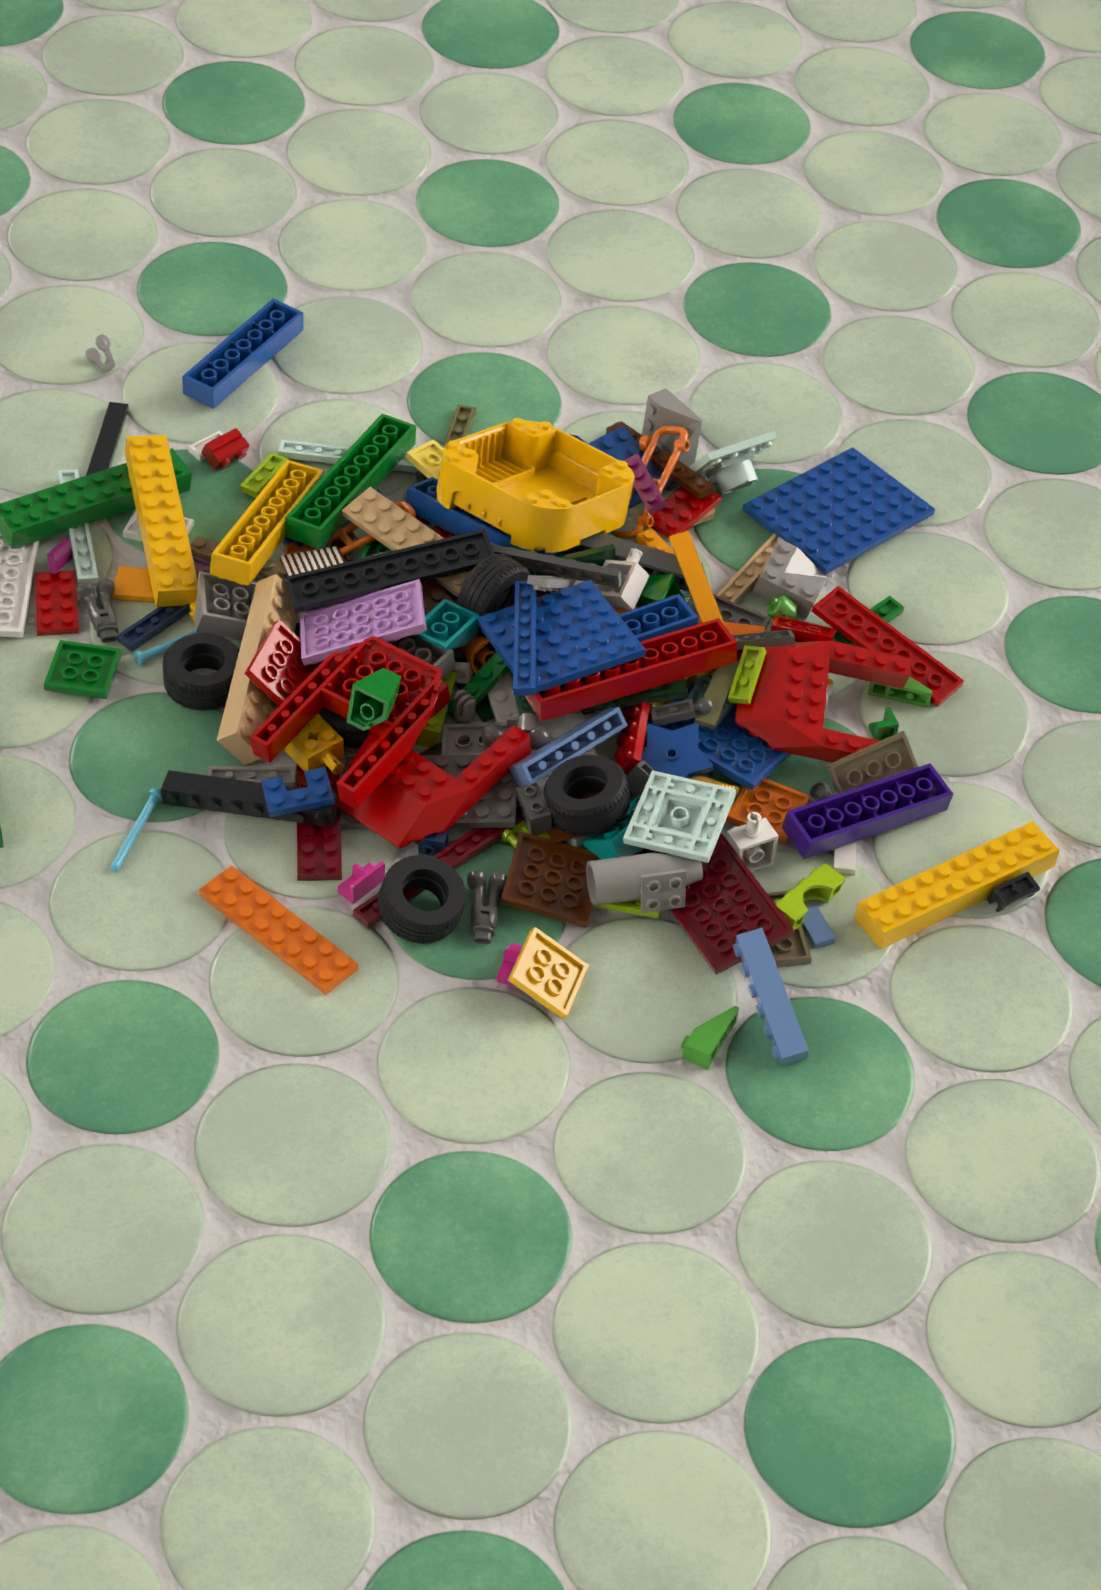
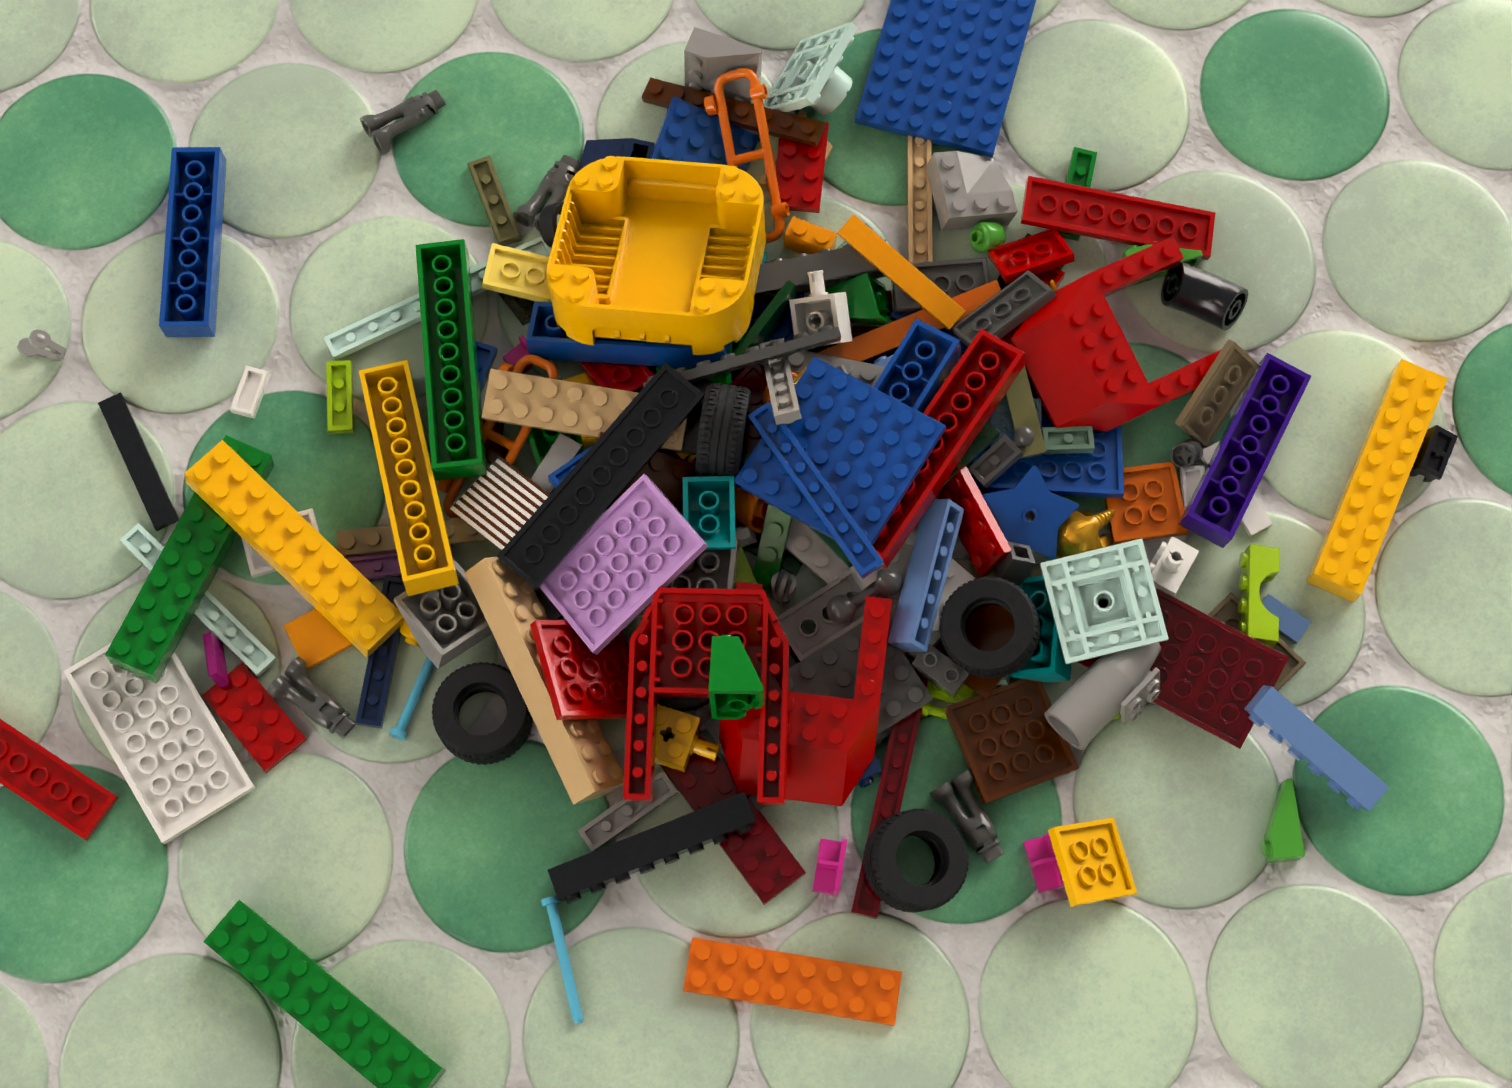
camera: 30 degrees left, 25 degrees up
(82, 669) = (352, 790): green plate -> none
(225, 449) = (275, 391): red brick -> none
(283, 802) = (703, 839): blue plate -> none
(437, 361) = (413, 113): none -> dark grey piece
(645, 485) = (737, 155): magenta plate -> none
(738, 734) = (1068, 440): none -> sand green plate
(747, 674) = (1040, 370): lime plate -> none
(886, 728) = (1192, 335): green panel -> none
(916, 717) = (1203, 295): none -> black brick

